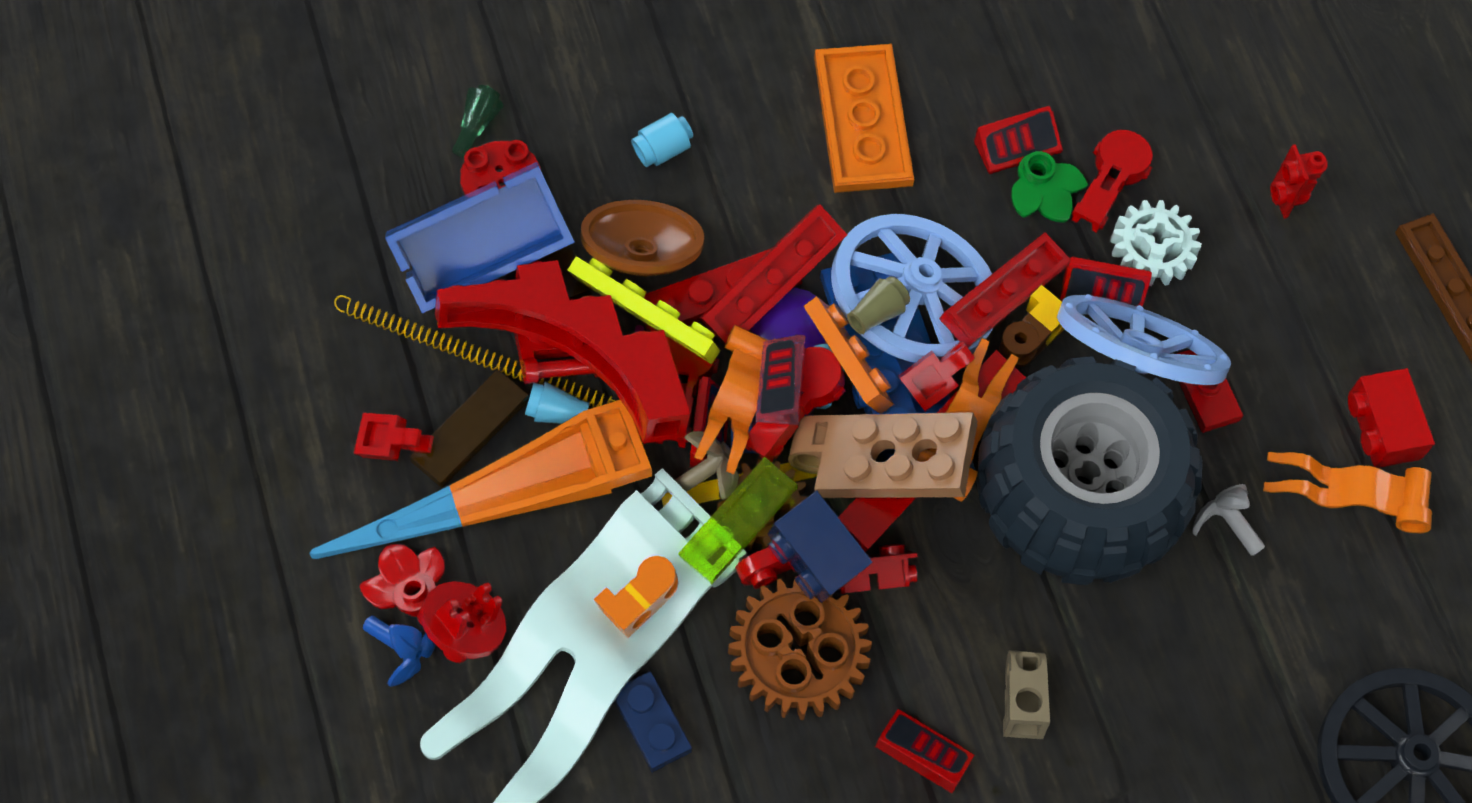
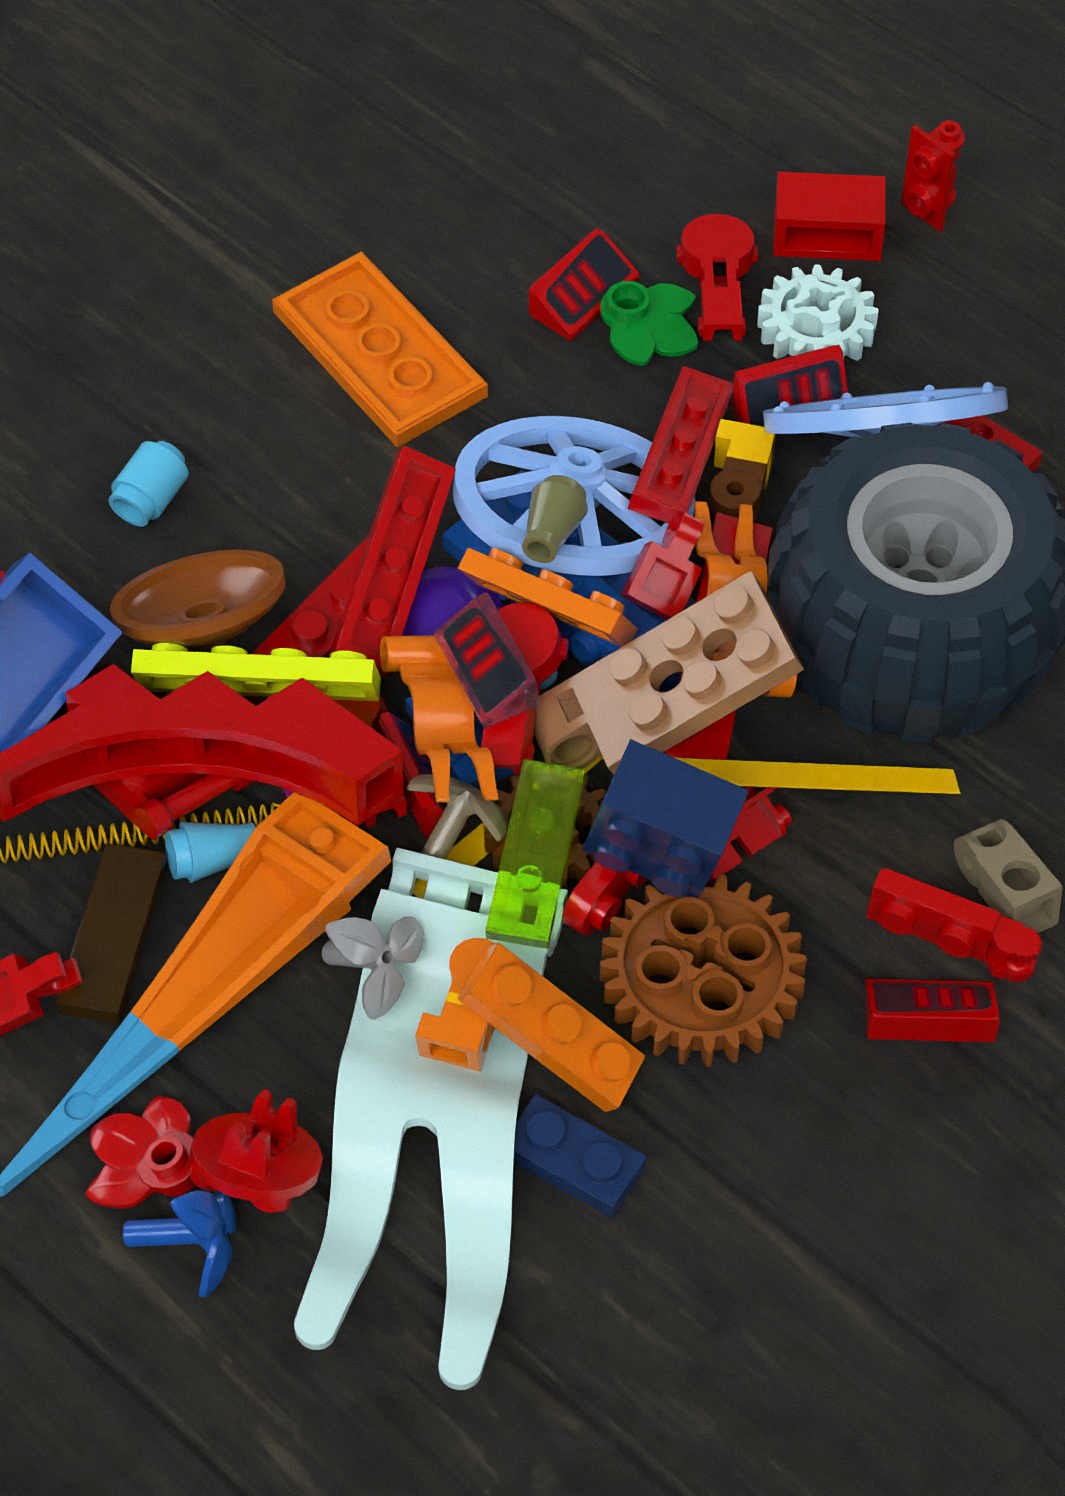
camera: 25 degrees left, 10 degrees down
(597, 524) = (361, 945): none -> light grey plant
(679, 637) = (551, 1027): none -> orange plate
(944, 561) = (830, 776): none -> yellow sticker
(972, 706) = (955, 925): none -> red hinge
(1211, 172) = (829, 216): none -> red piece

